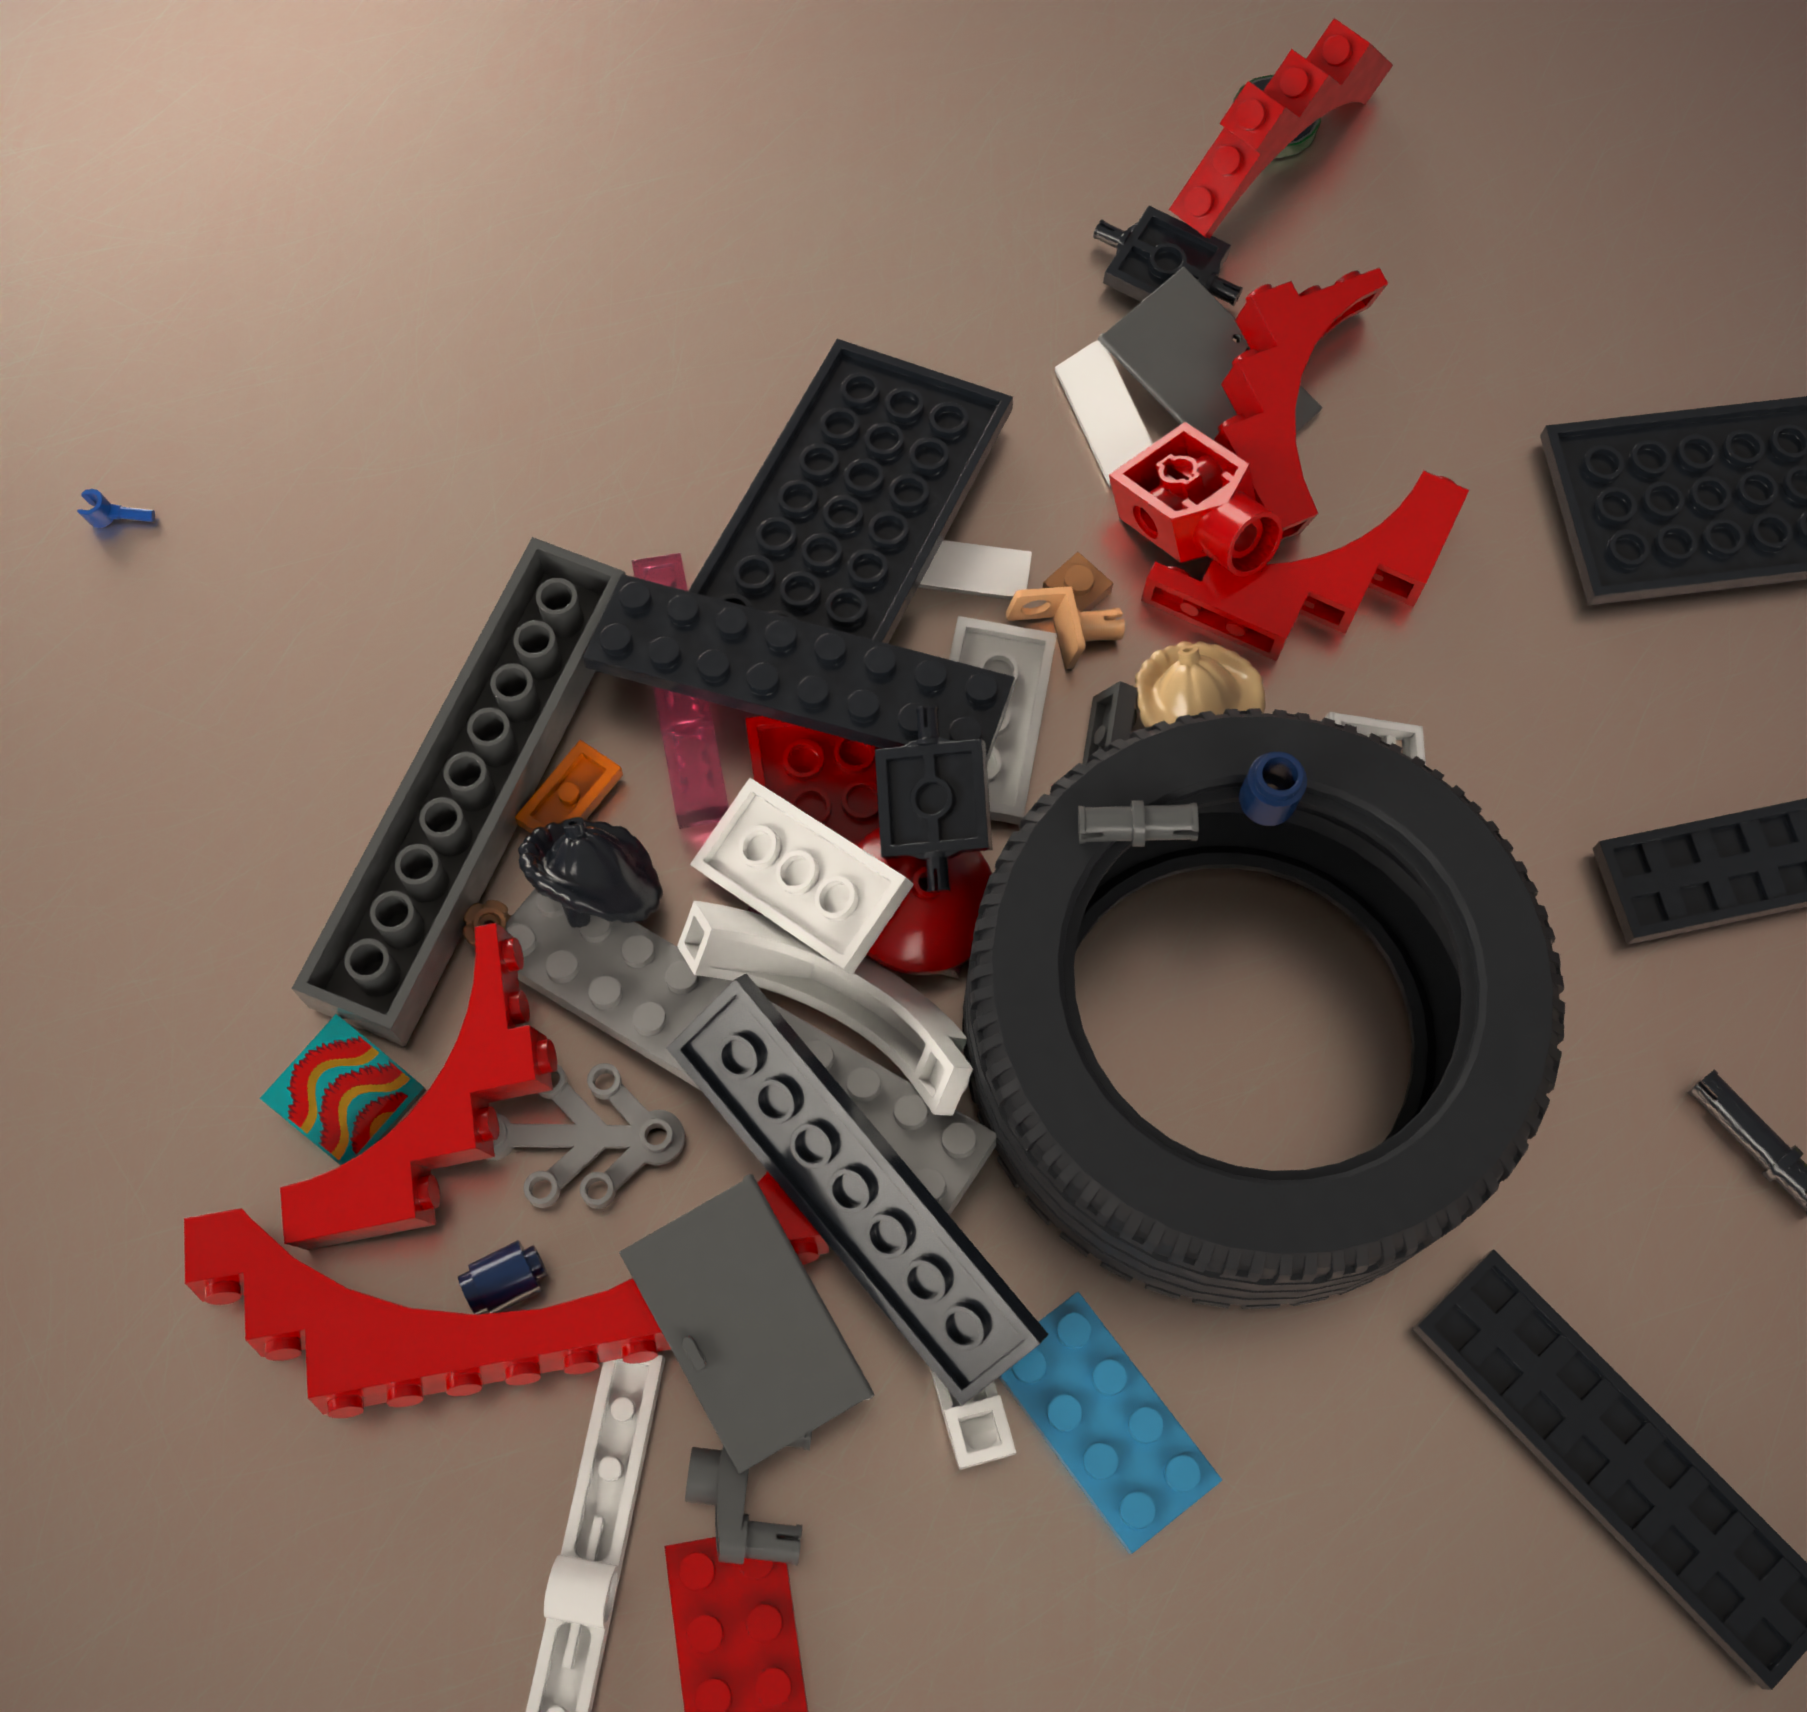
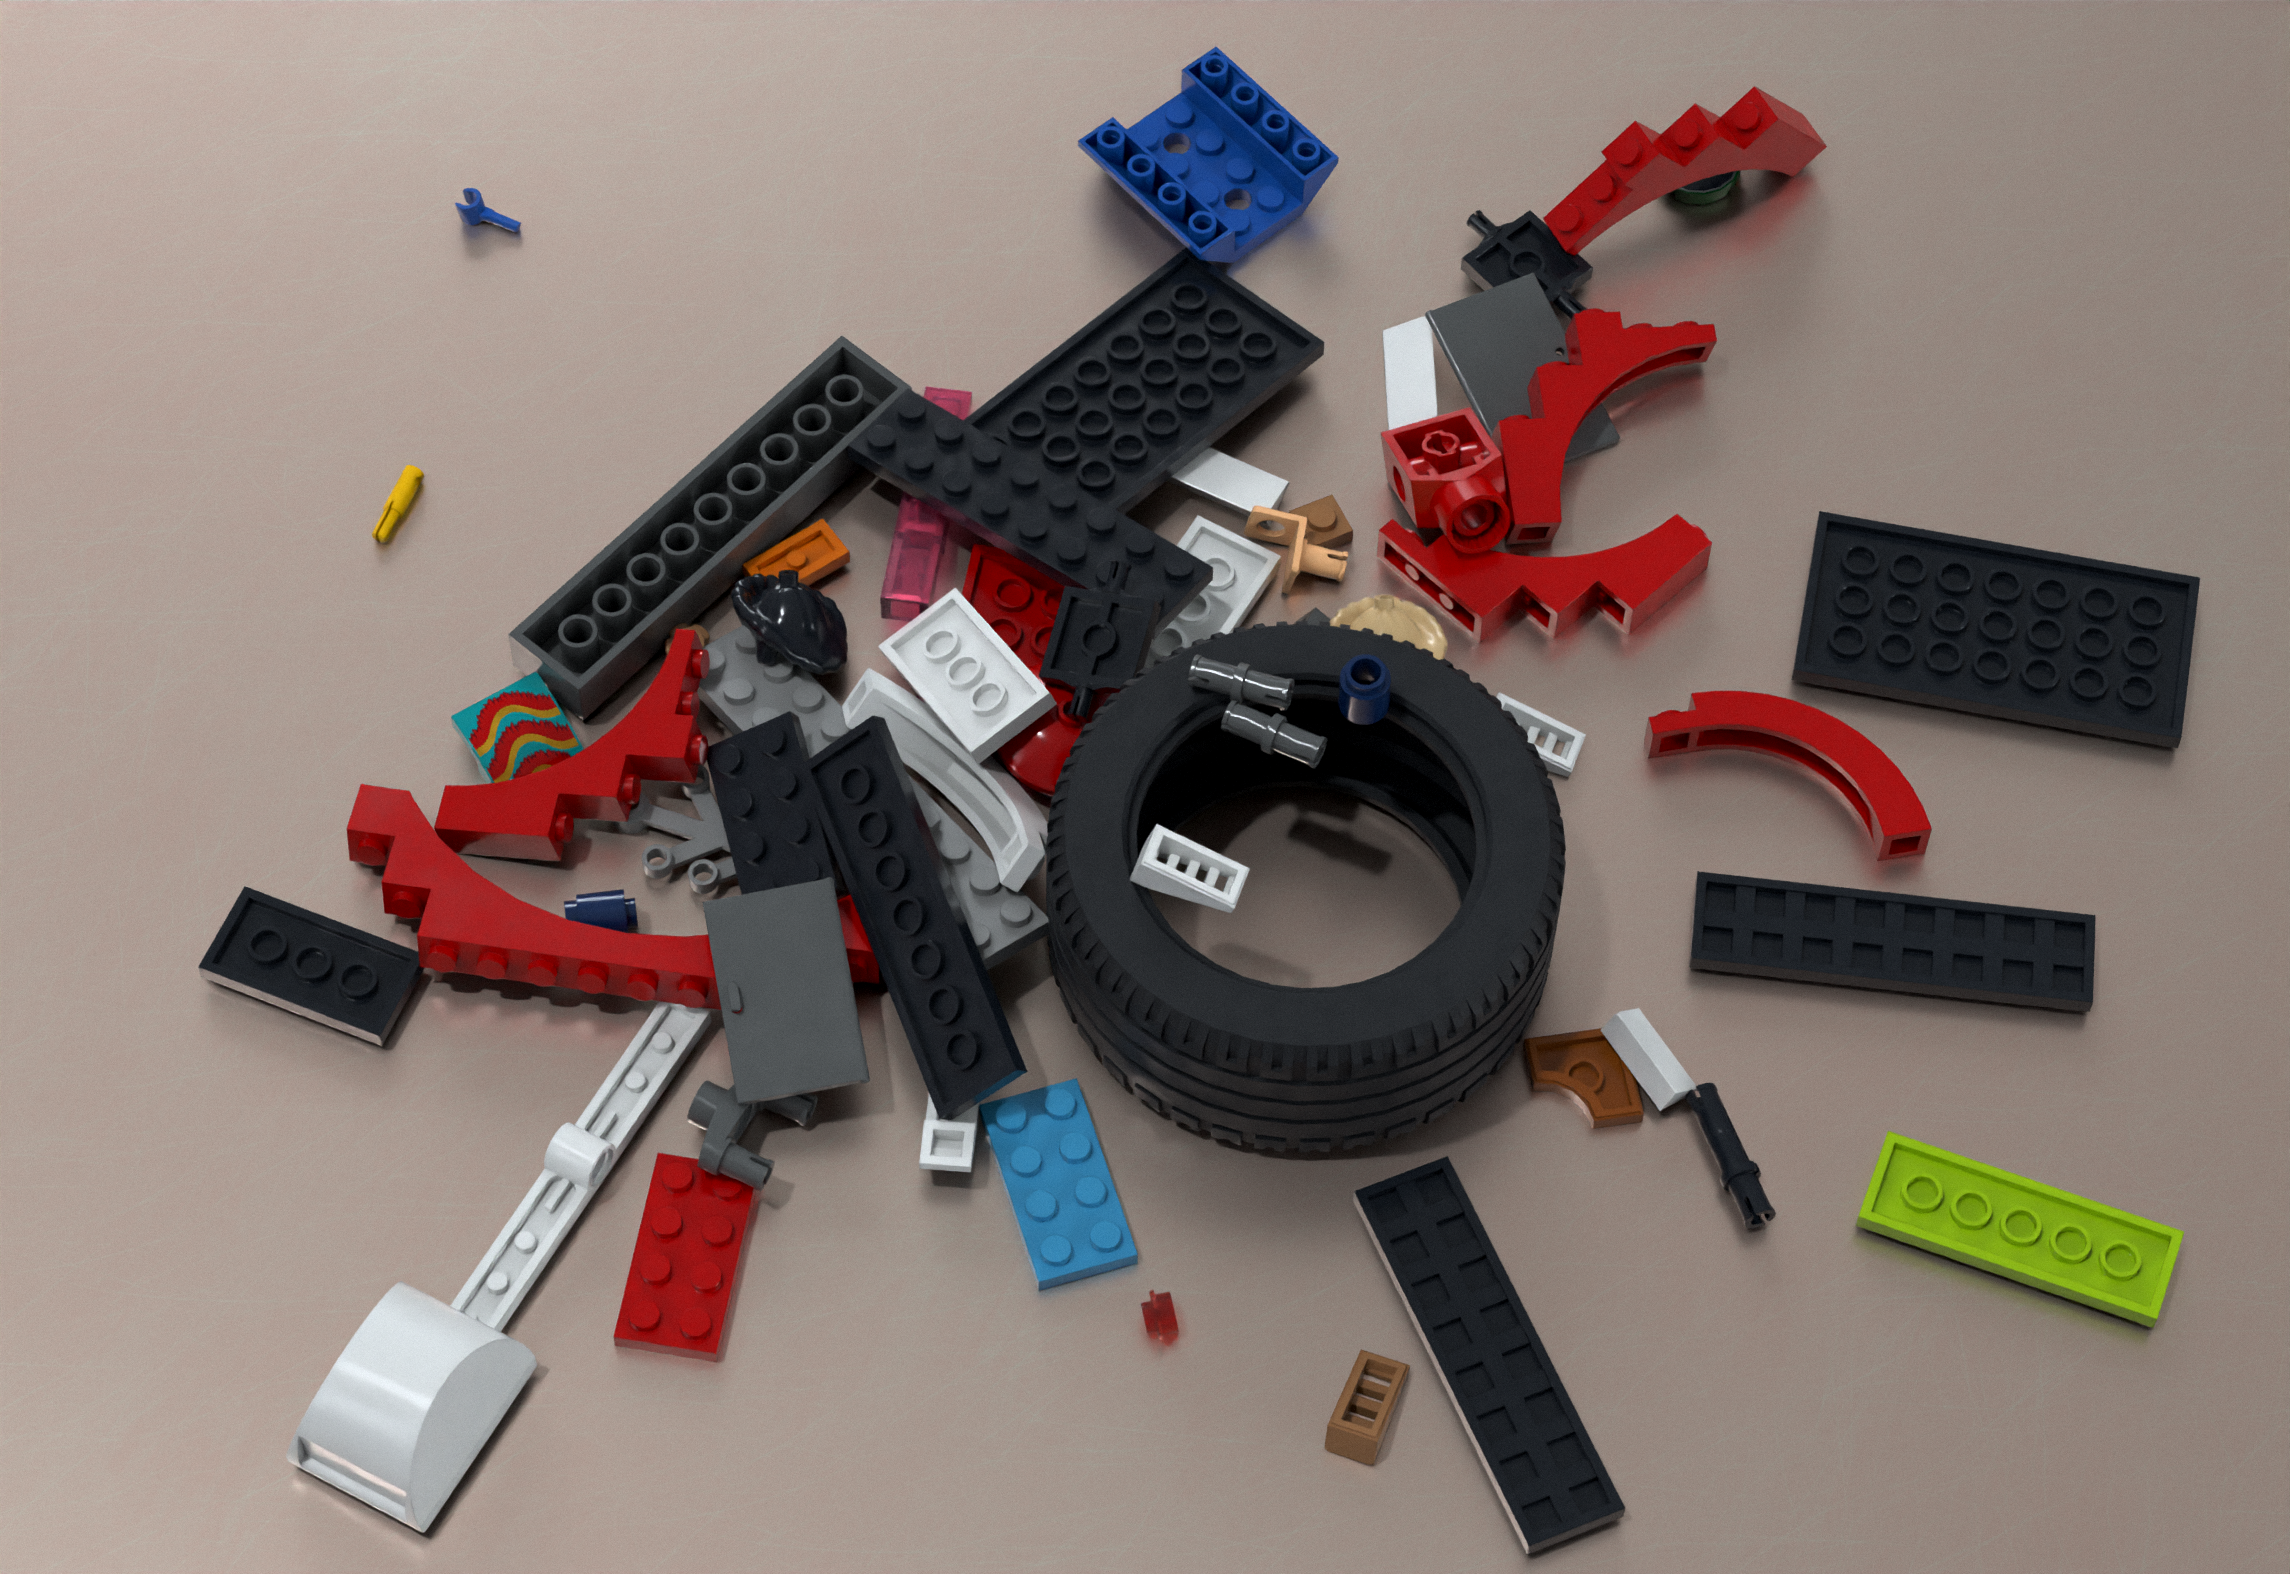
camera: 20 degrees right, 10 degrees down
(122, 860) = (398, 502): none -> yellow piece
(199, 1450) = (312, 965): none -> black plate
(651, 1108) = (769, 809): none -> black plate
(847, 226) = (1237, 150): none -> blue slope
(1132, 1071) = (1168, 880): none -> white slope
(1197, 872) = (1273, 734): none -> dark grey pin
(1274, 1544) = (1159, 1314): none -> clear red plate
(1512, 1622) = (1359, 1437): none -> medium nougat slope
(1596, 1098) = (1587, 1072): none -> dark orange tile
(1641, 1065) = (1648, 1058): none -> white slope
(1663, 668) = (1811, 742): none -> red arch

